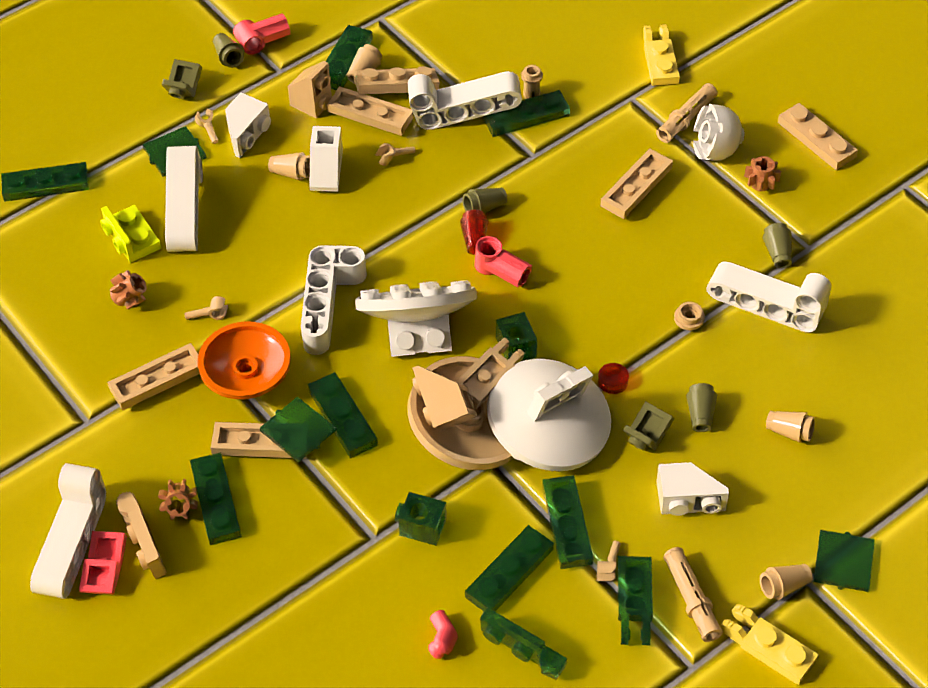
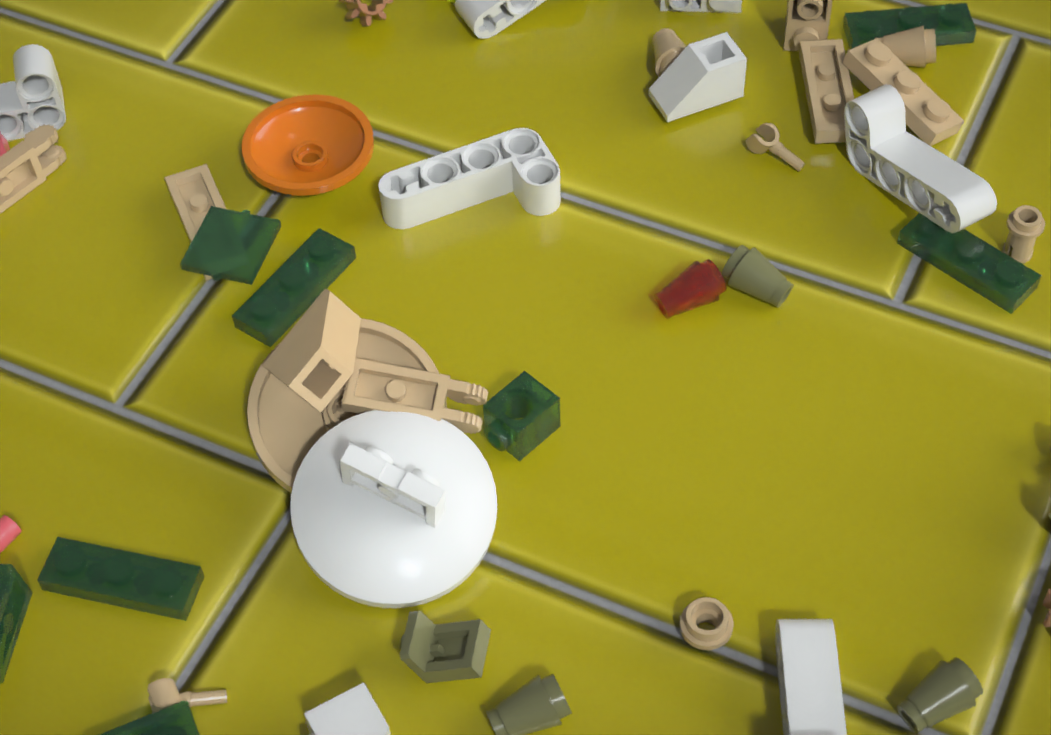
camera: 65 degrees right, 0 degrees up
(155, 376) = (246, 80): tan plate -> none
(174, 507) = (73, 182): nougat gear -> none
(215, 499) = (103, 221): clear green plate -> none
(216, 310) = (393, 93): tan hand -> none
(417, 316) = (486, 274): white bracket -> none
(424, 530) = (153, 438): clear green brick -> none
(493, 259) = (650, 341): coral piece -> none
(567, 522) = (226, 613): clear green plate -> none
(613, 378) = (529, 570): clear red tile -> none
(636, 183) = (928, 446): tan plate -> none

